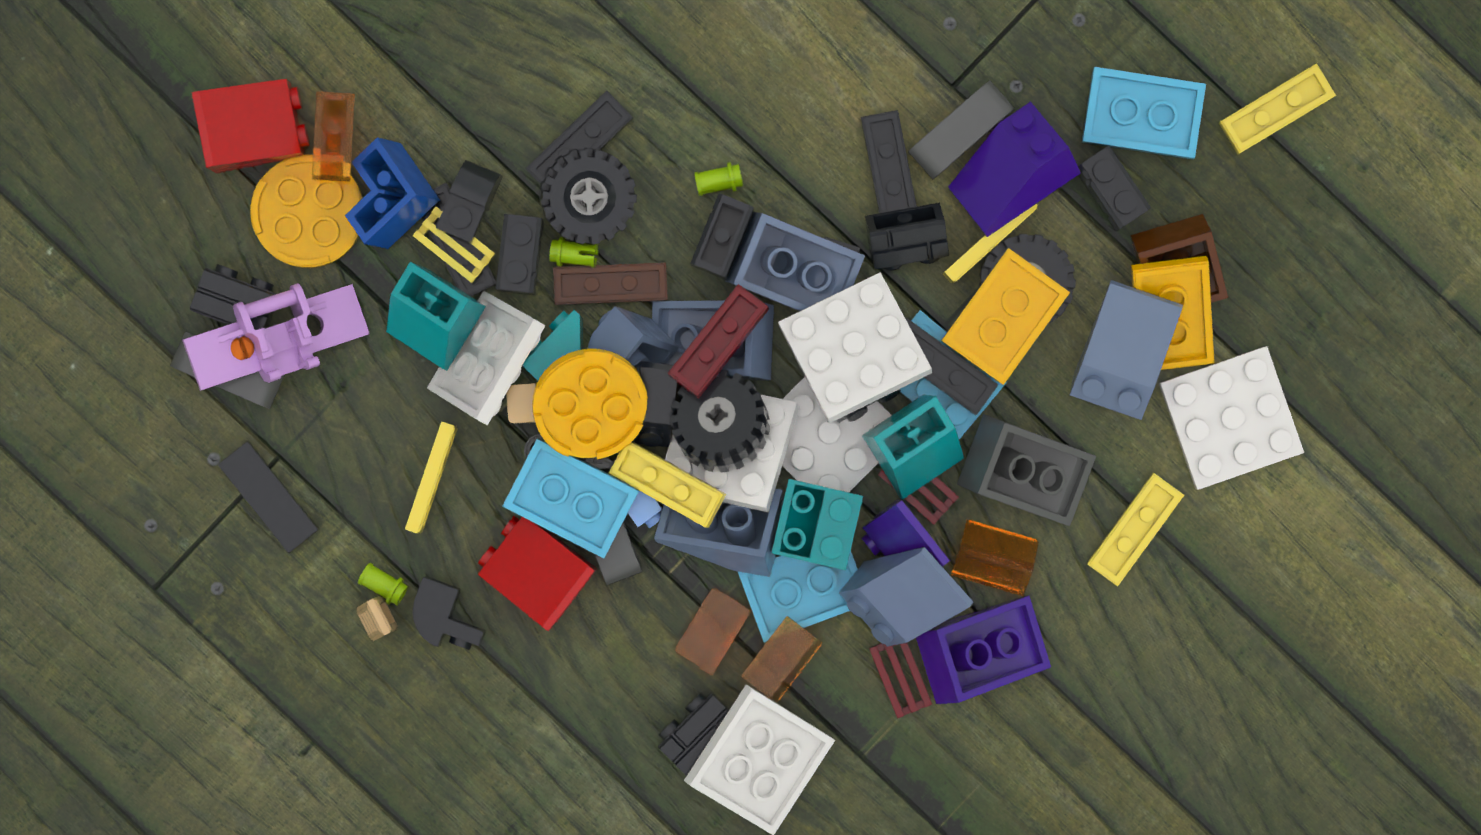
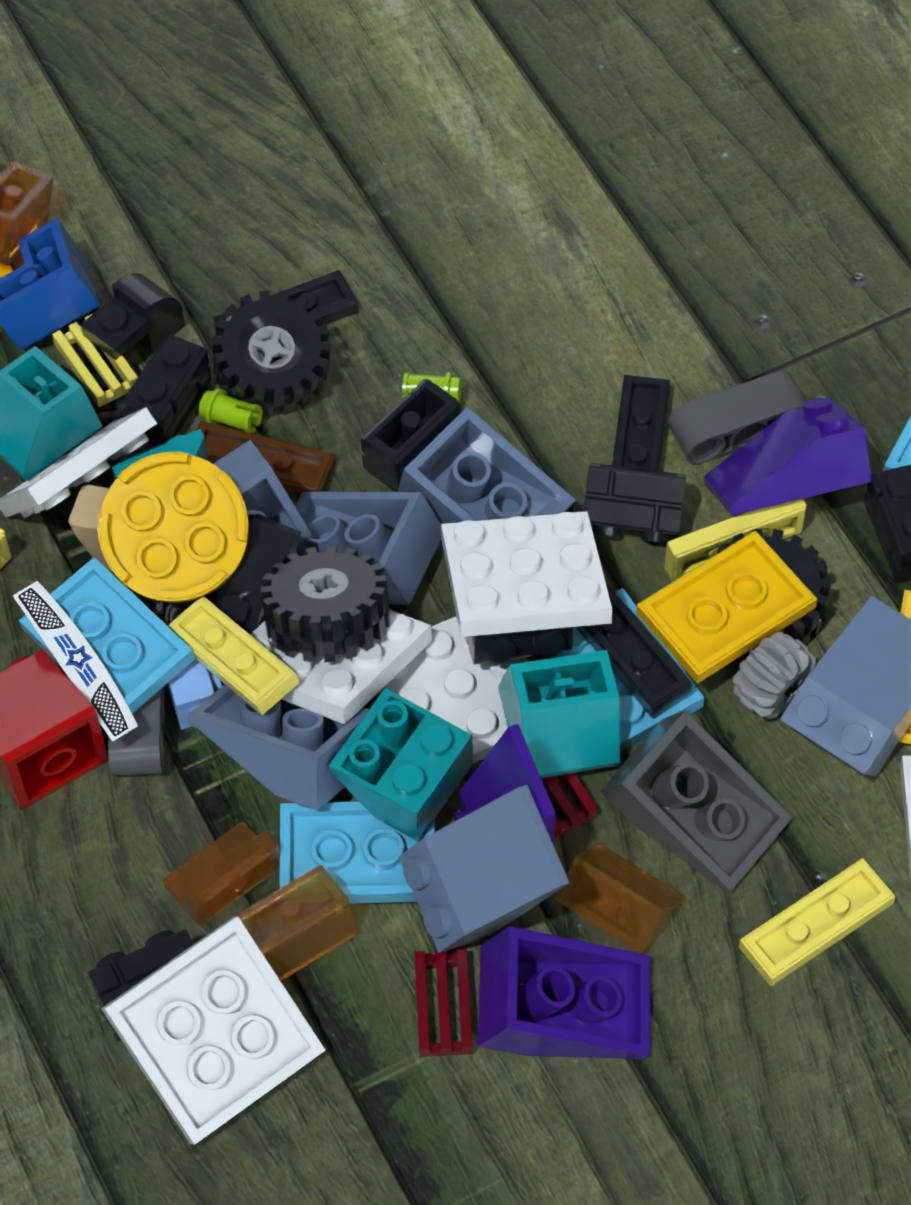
camera: 25 degrees right, 30 degrees down
(557, 524) = (77, 659): none -> white sticker
(718, 341) = (358, 514): dark red tile -> none
(1054, 355) = (773, 674): none -> light grey gear

